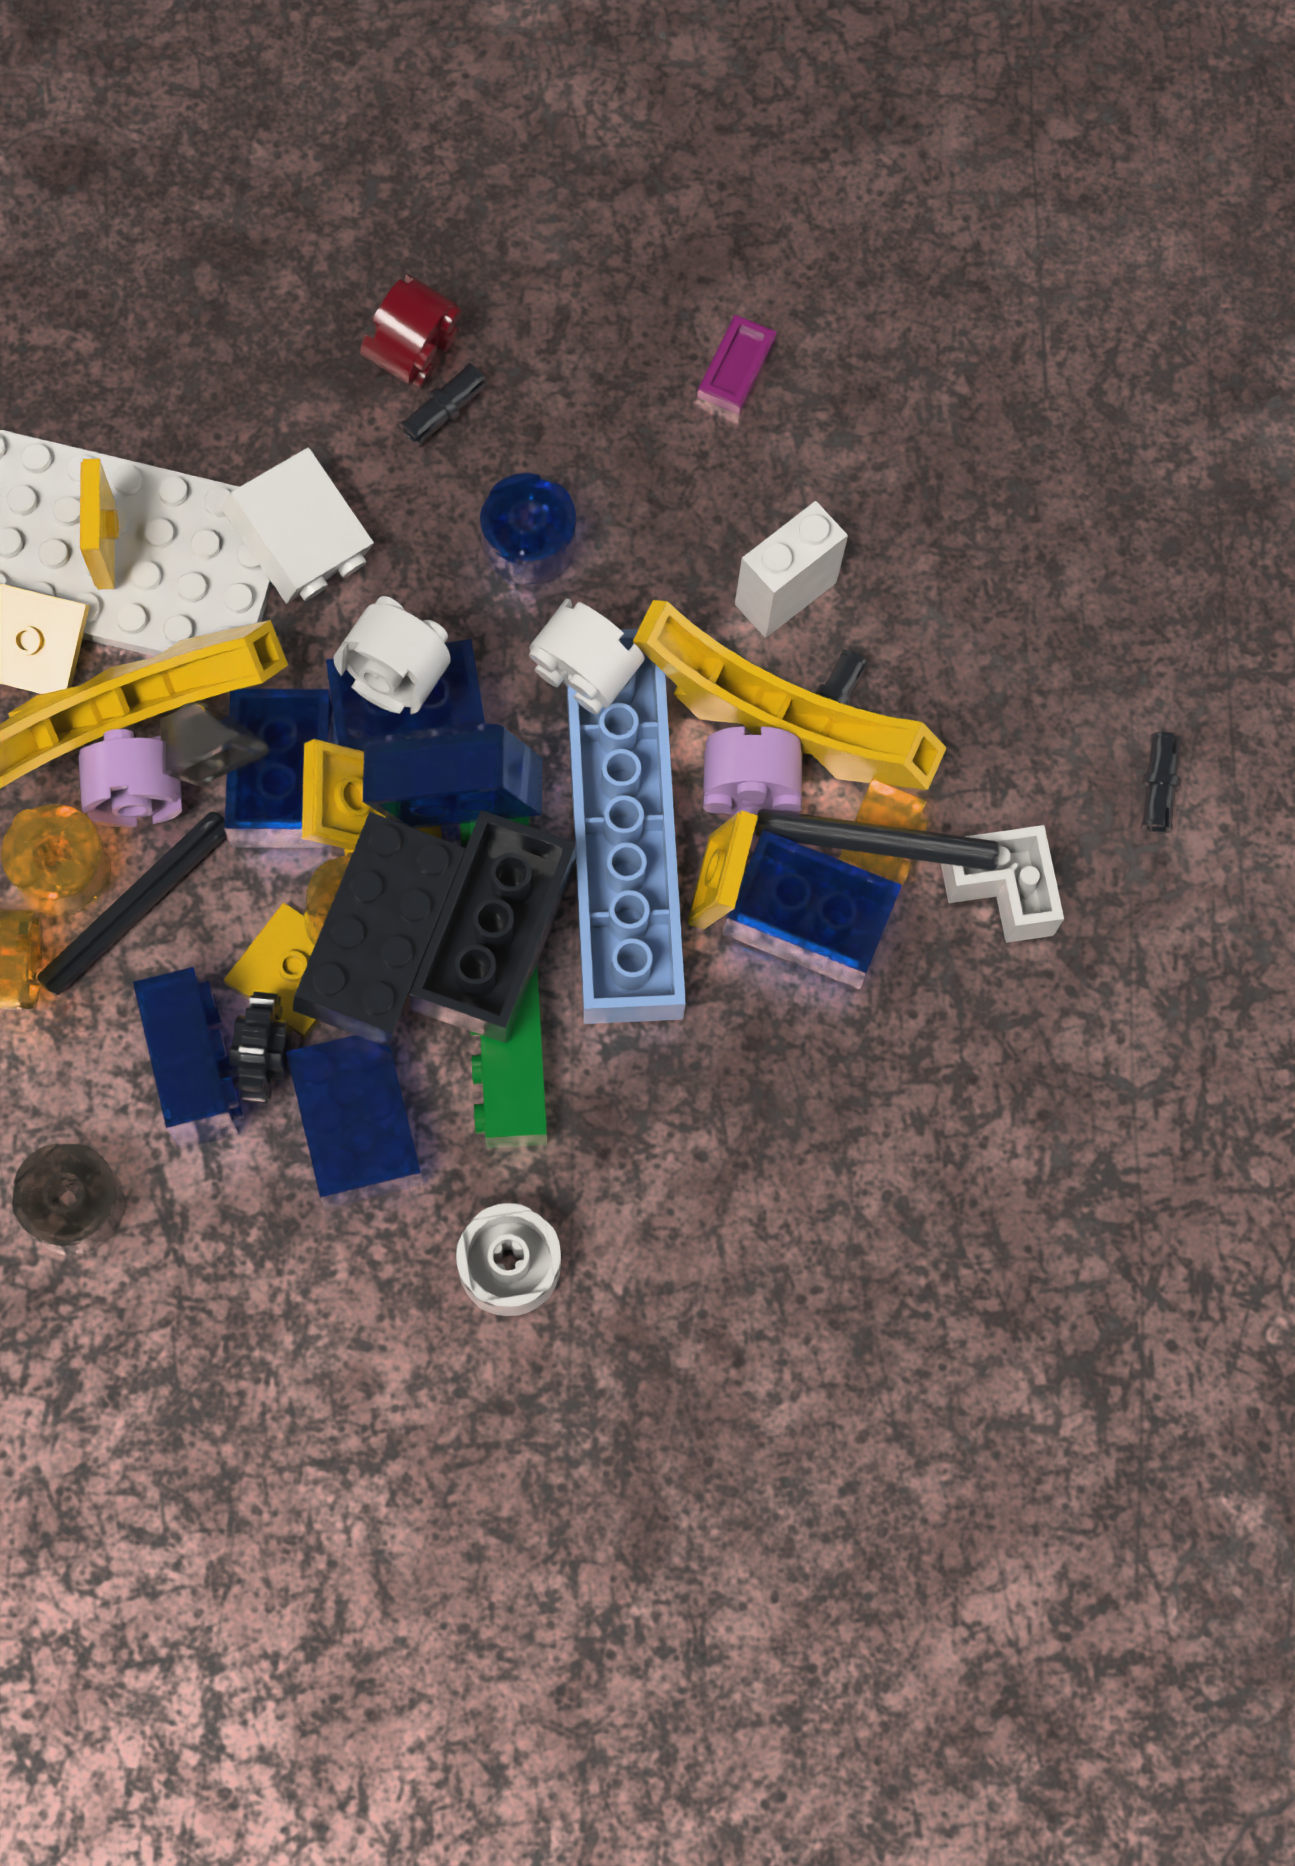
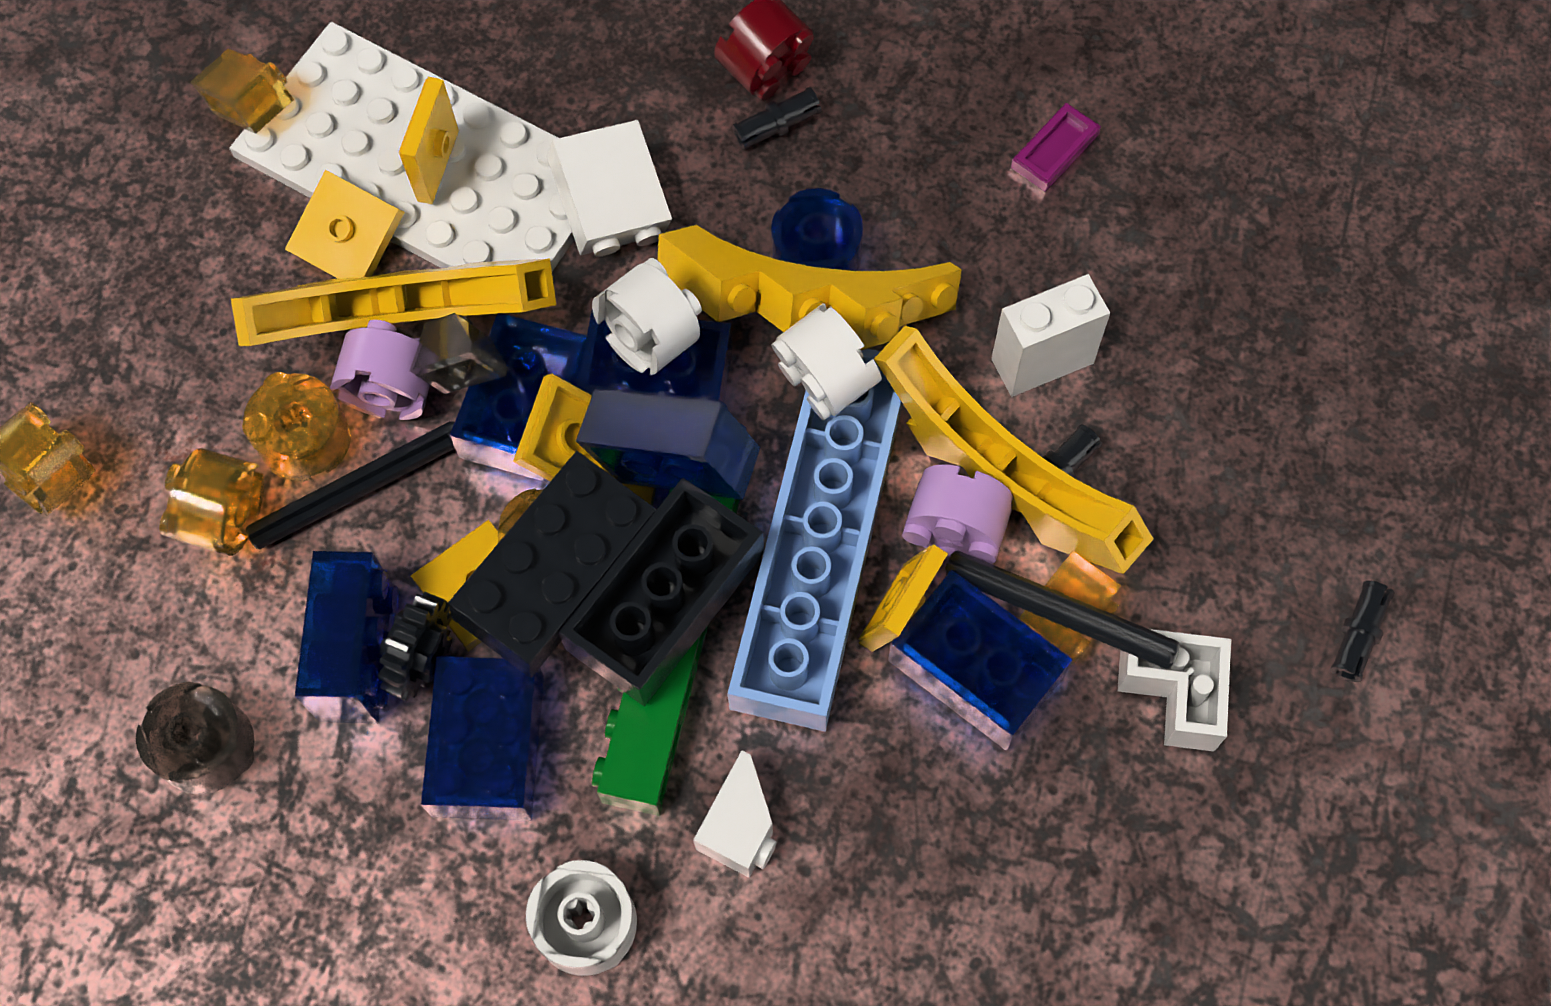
camera: 25 degrees right, 5 degrees down
(527, 592) = (741, 282): none -> yellow arch
(628, 1128) = (738, 822): none -> white slope

